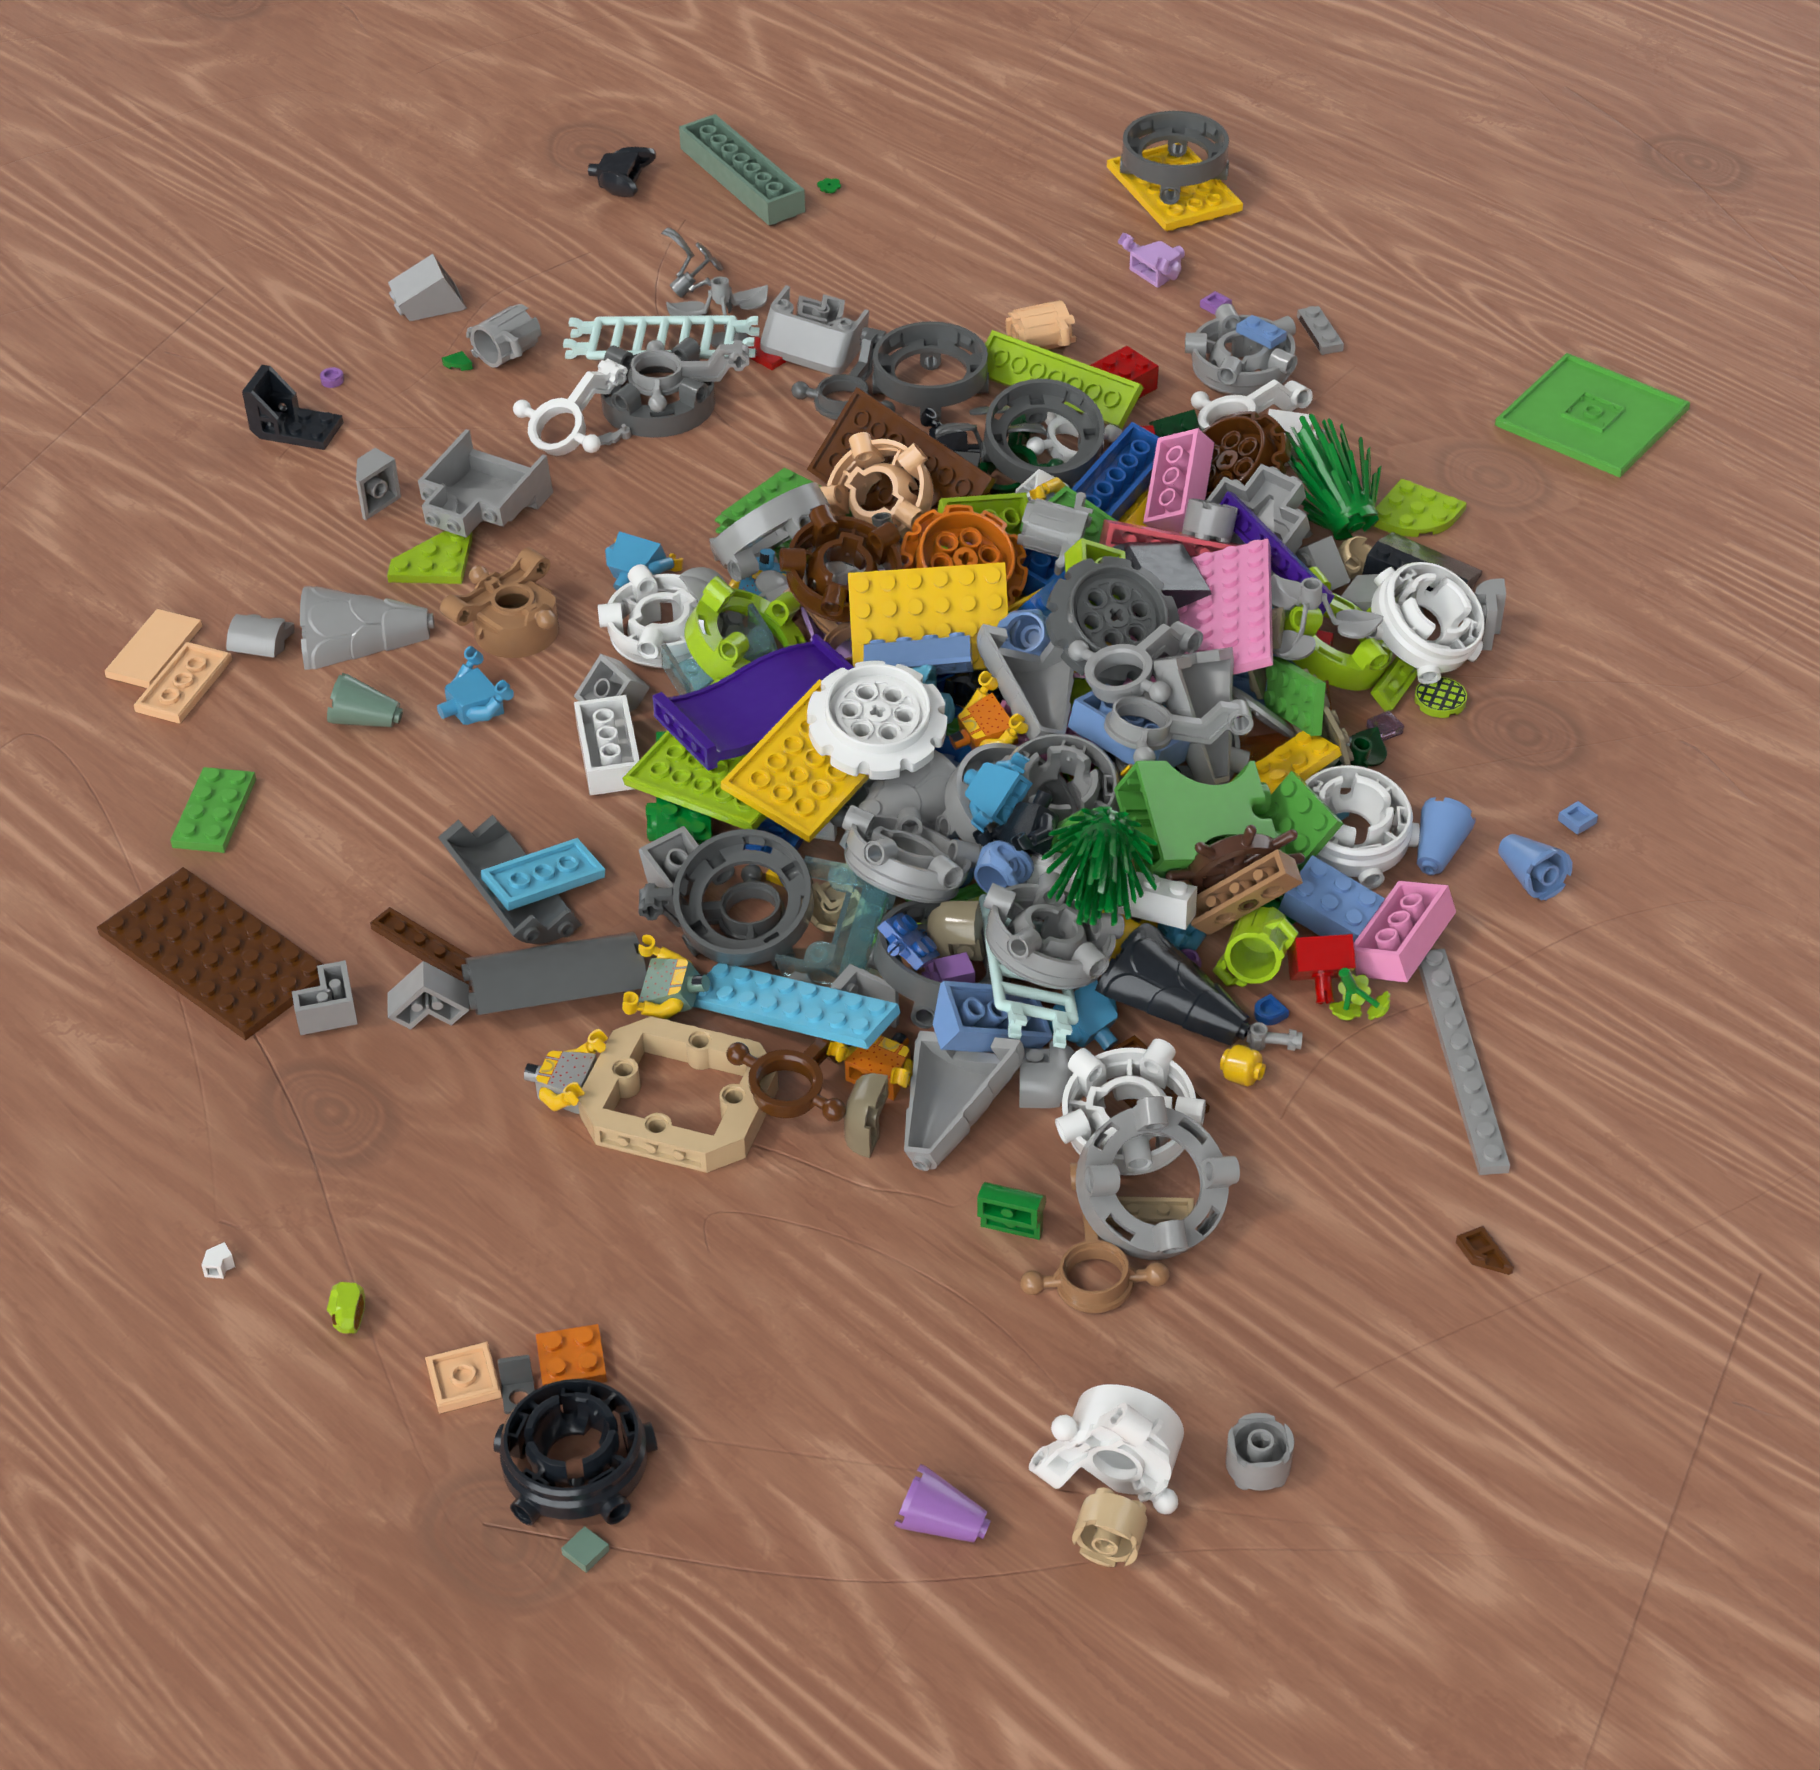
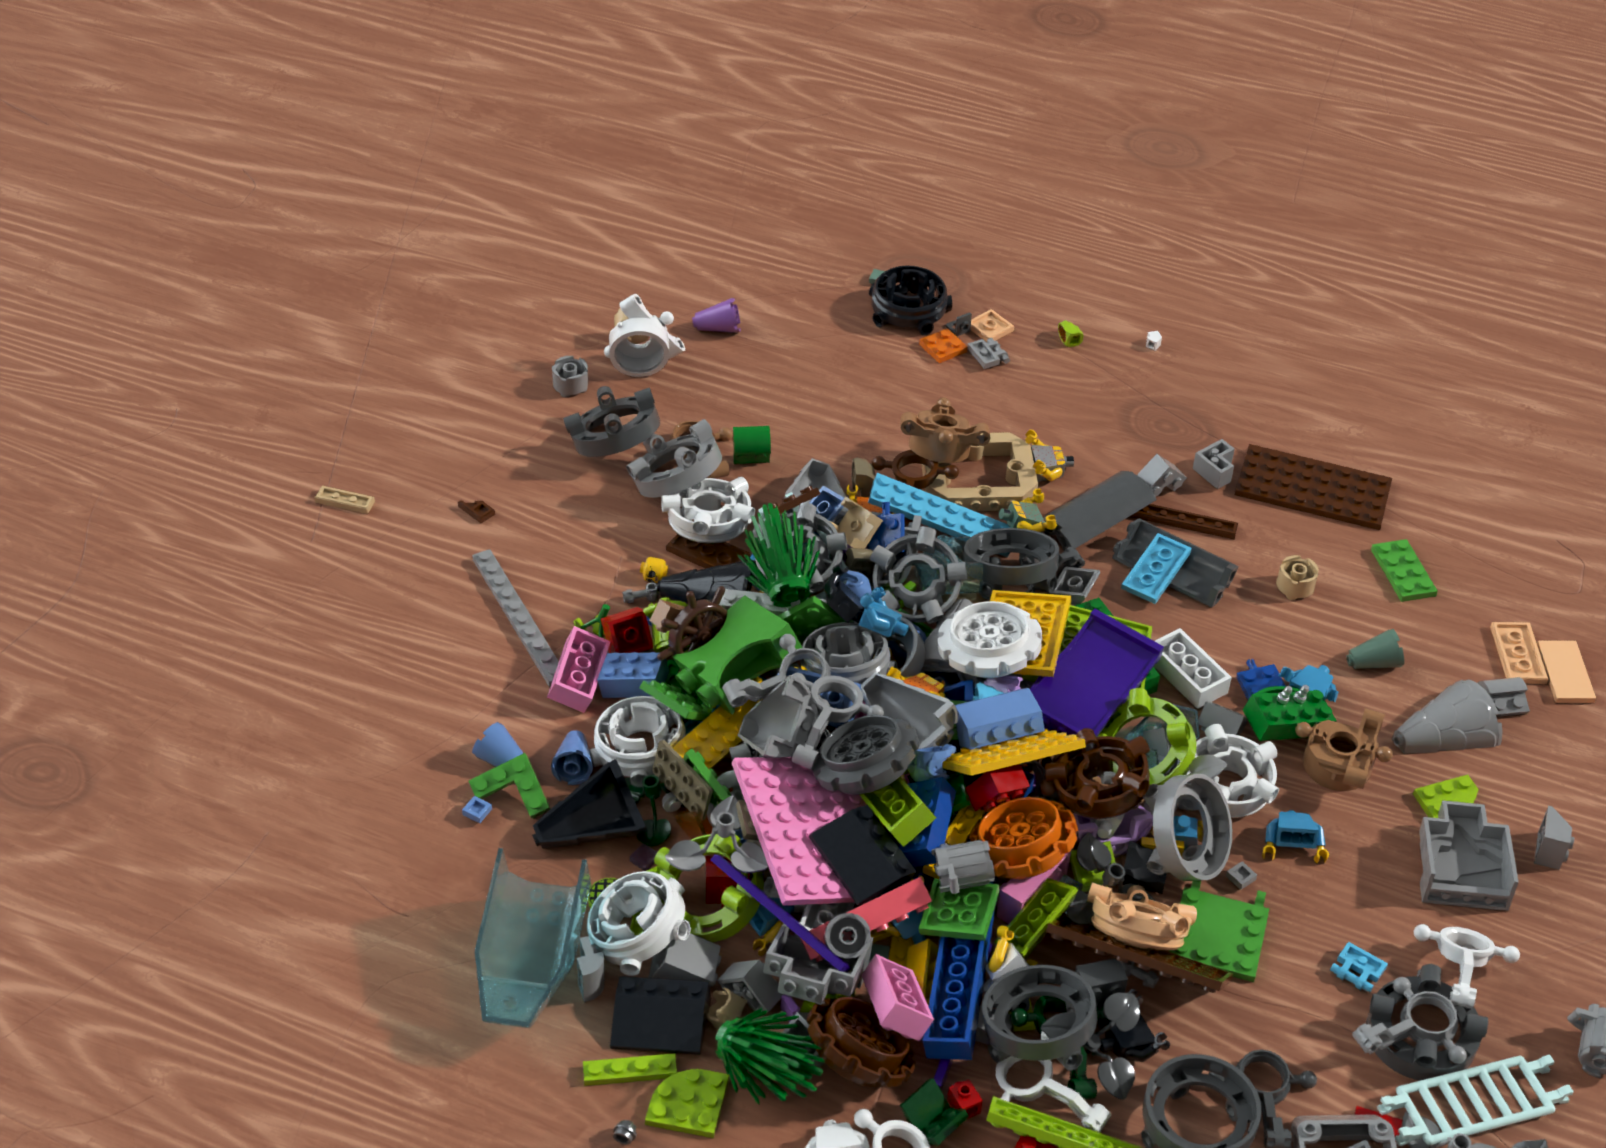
camera: 155 degrees right, 0 degrees up
(369, 816) = (1297, 577): none -> tan brick
(518, 1312) = (988, 353): none -> light grey plate
(527, 721) = (1258, 678): none -> blue plate
(540, 656) = (1279, 709): none -> green piece
(674, 452) = (1361, 962): none -> medium azure plate
(749, 1105) = (942, 434): none -> medium nougat piece
(943, 954) = (857, 524): none -> tan panel
(1030, 983) = (792, 501): none -> reddish brown plate
(1222, 1344) = (617, 437): none -> dark grey piece
(1430, 751) = (592, 812): none -> black cone
(1470, 547) = (629, 1069): none -> lime plate
(1490, 497) = (625, 1132): none -> flat silver plate
(1516, 822) = (513, 771): none -> bright green plate
(1548, 623) = (526, 943): none -> clear light blue windscreen
(1699, 1329) = (344, 499): none -> tan tile

